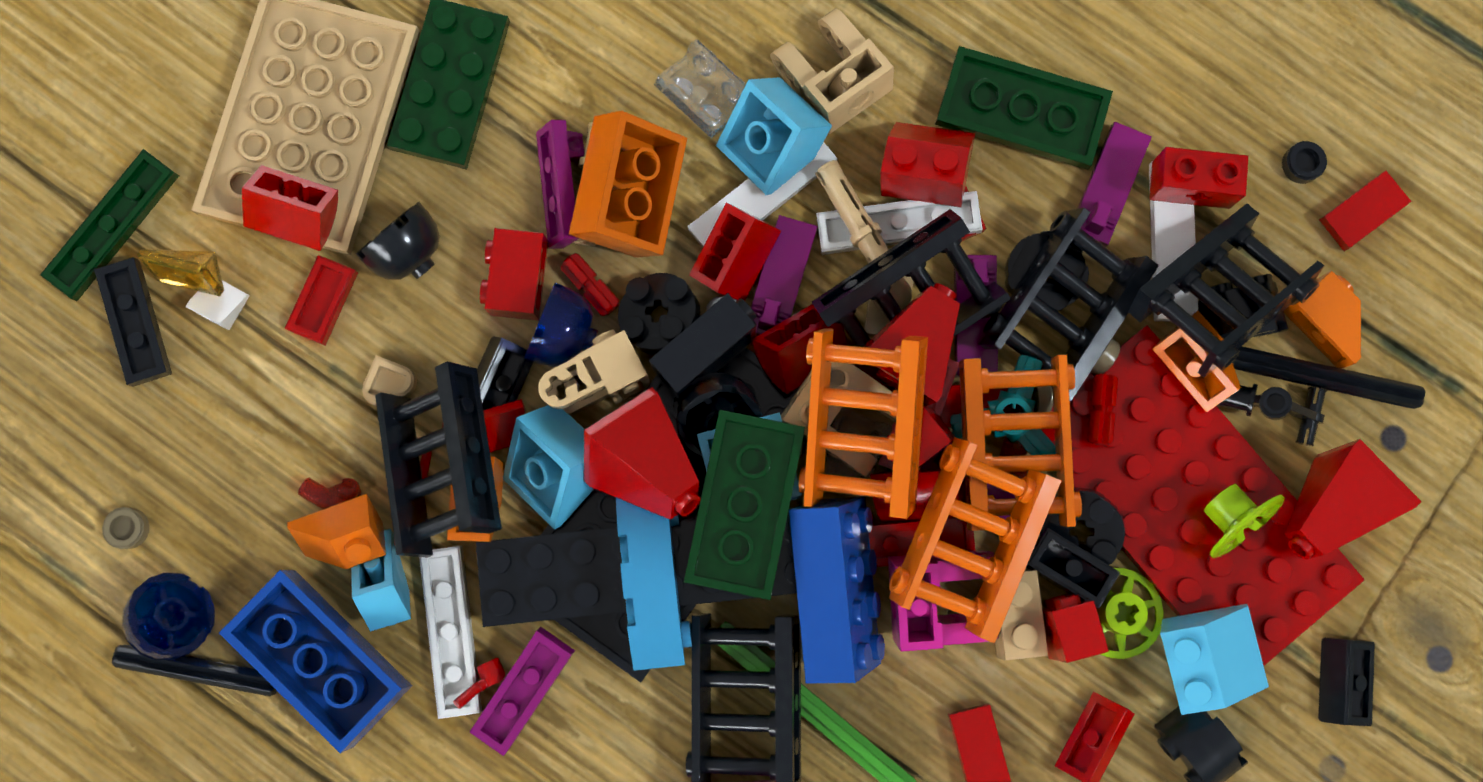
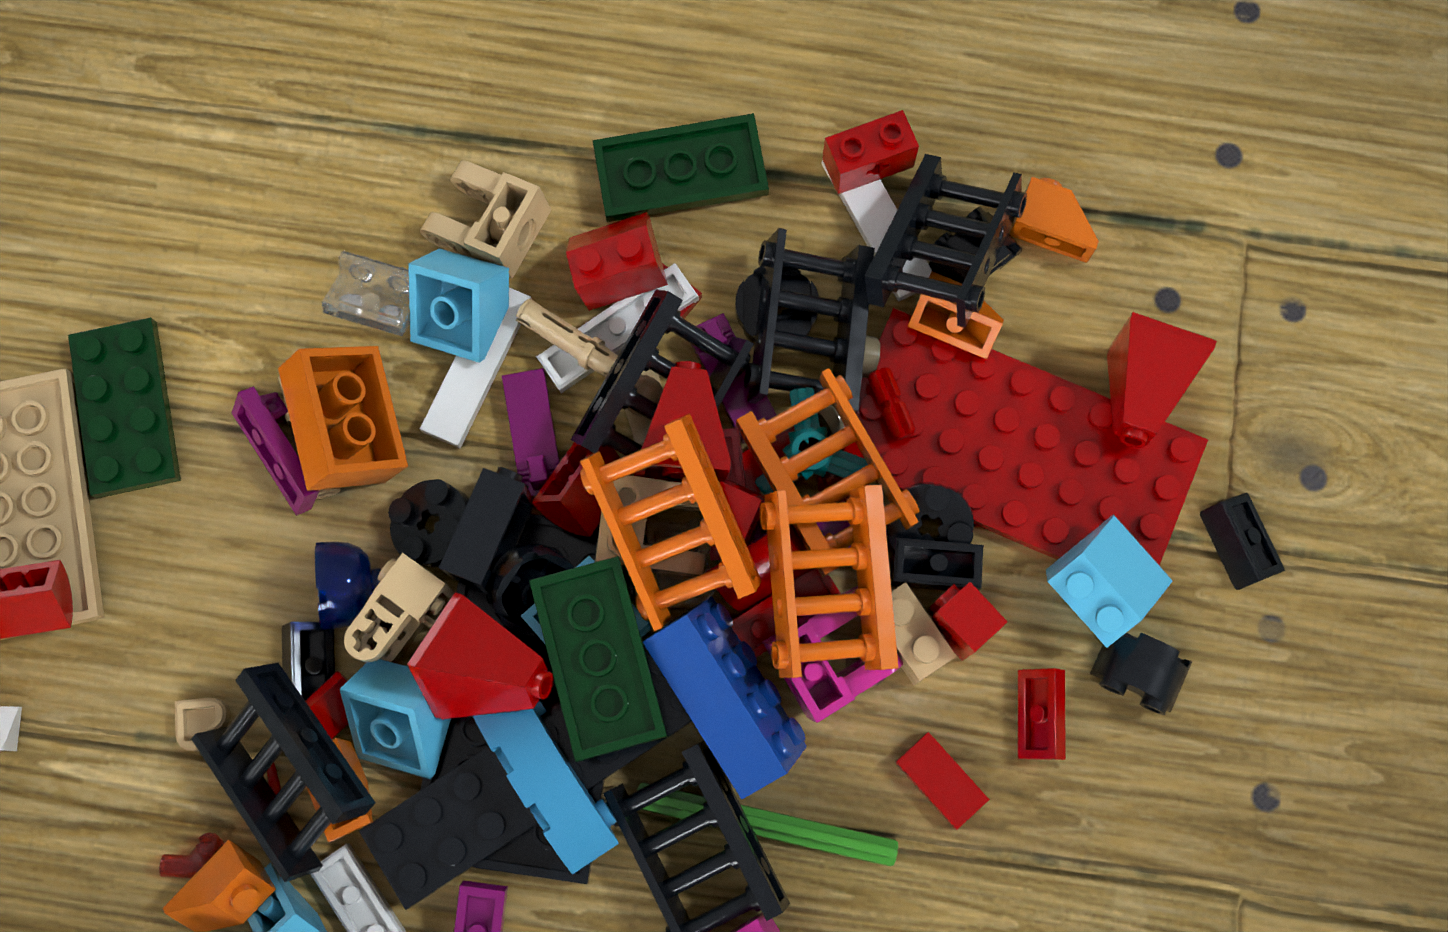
camera: 25 degrees left, 5 degrees down
(321, 300) = (95, 675): red tile -> none
(403, 246) = (151, 582): black cylinder -> none
(515, 274) = (274, 555): red brick -> none
(584, 278) = (344, 526): red piece -> none
(734, 252) = (476, 429): red brick -> none
(1112, 180) = (795, 193): magenta hinge -> none
(1128, 613) = (1010, 581): lime wheel -> none
(1234, 512) = (1058, 437): lime wheel -> none
(1277, 404) = (1046, 320): black pin -> none
(1304, 162) = (959, 93): black tile -> none
(1329, 378) = (1079, 274): black axle -> none
(1365, 210) = (1035, 110): red tile -> none

